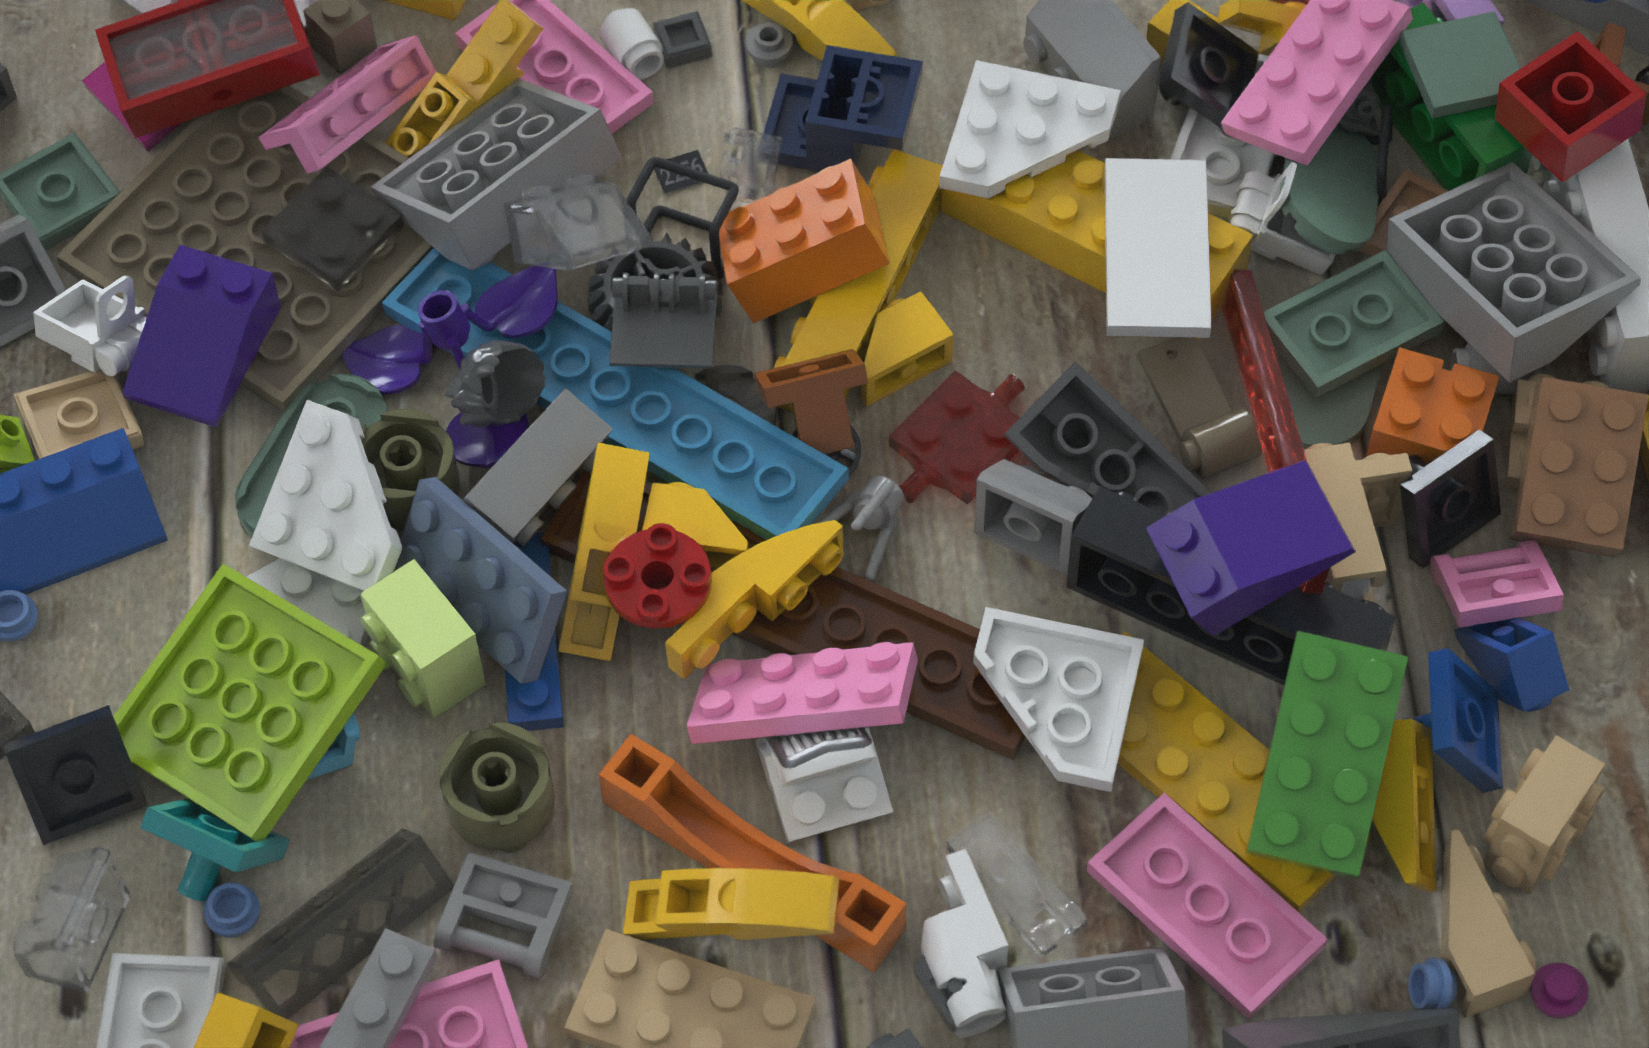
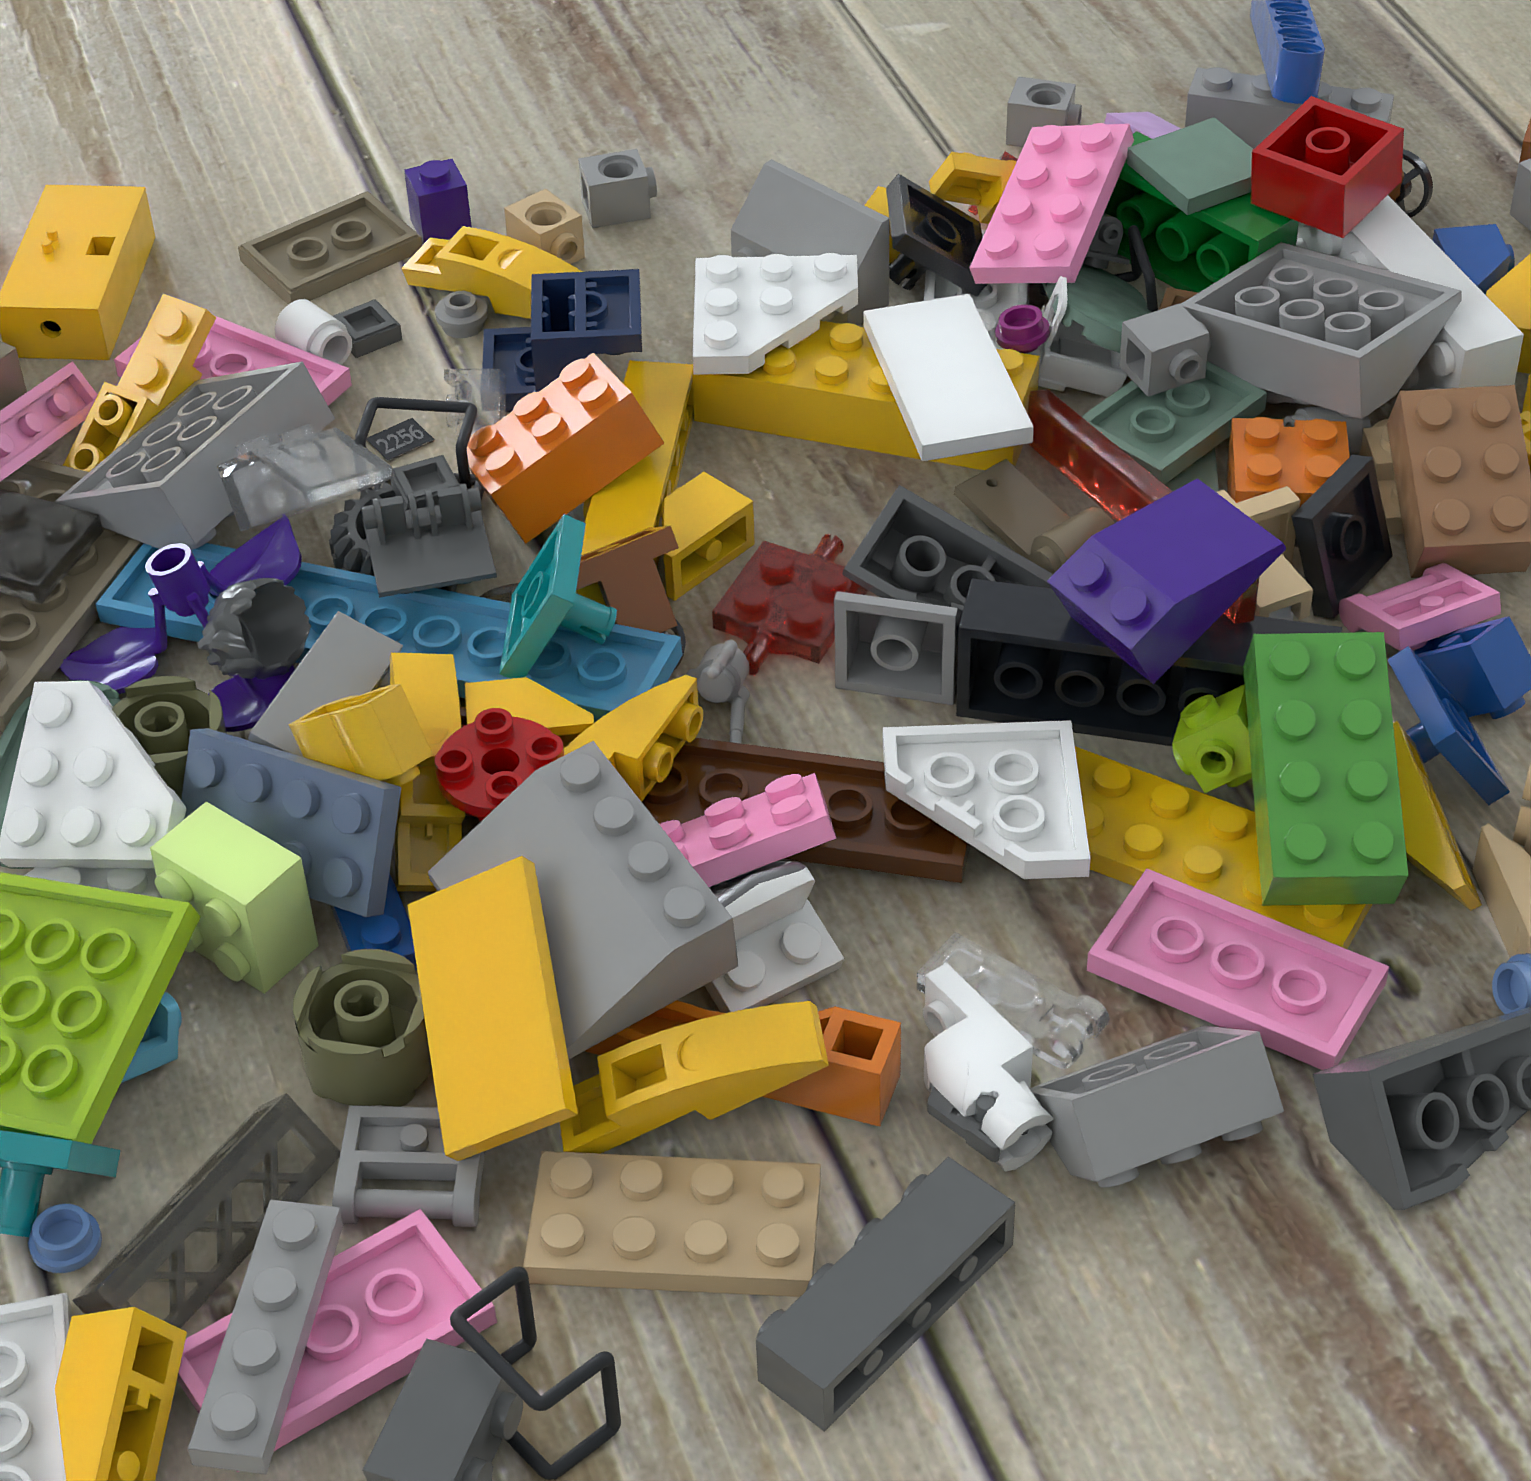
camera: 15 degrees left, 15 degrees down
(550, 532) = (366, 735): none -> yellow brick
(588, 811) = (491, 1009): none -> yellow tile
(679, 252) = (422, 476): none -> dark grey tile
(682, 736) = (616, 894): none -> light grey slope
(740, 420) = (550, 600): none -> teal tile
(1245, 203) = (1022, 328): none -> magenta plate
(1257, 686) = (1215, 740): none -> lime brick
(1363, 261) = (1164, 349): none -> light grey brick

